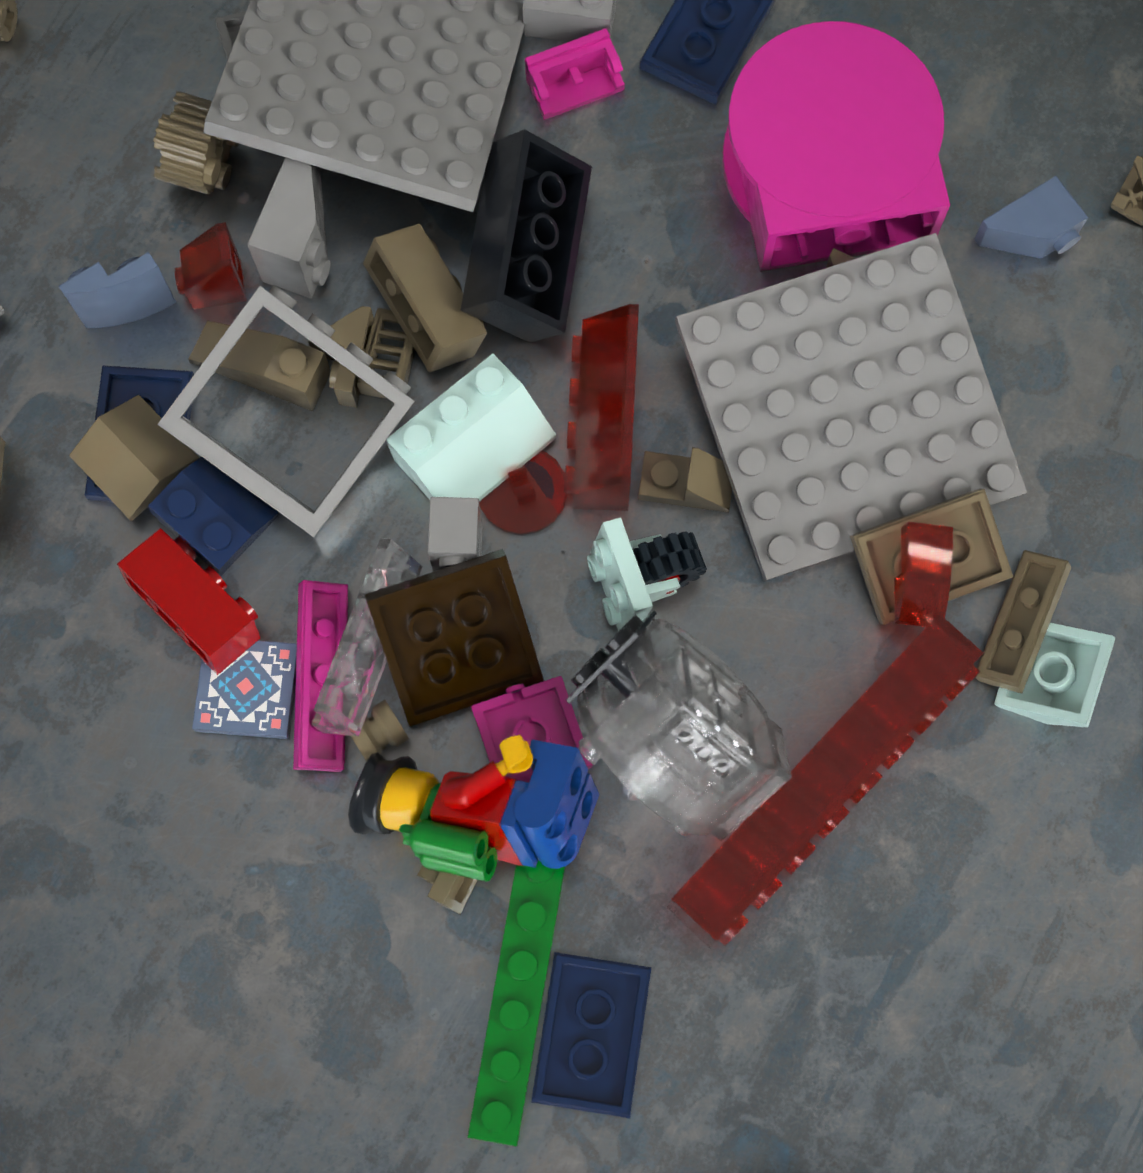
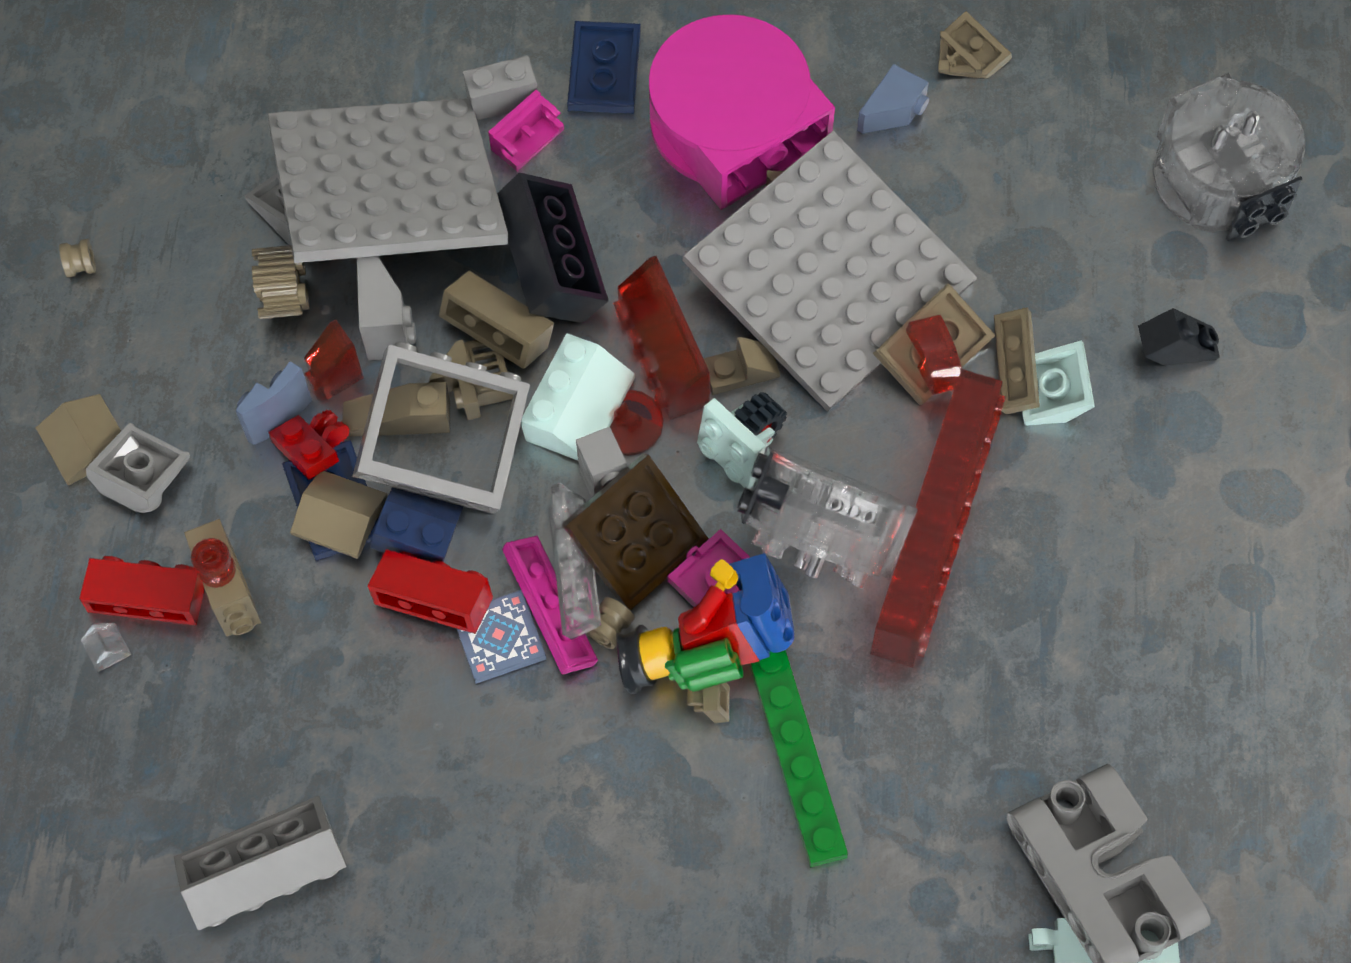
camera: 25 degrees left, 10 degrees down
(134, 356) = (311, 445): none -> red hinge
(591, 1035) = (861, 759): dark blue tile -> none

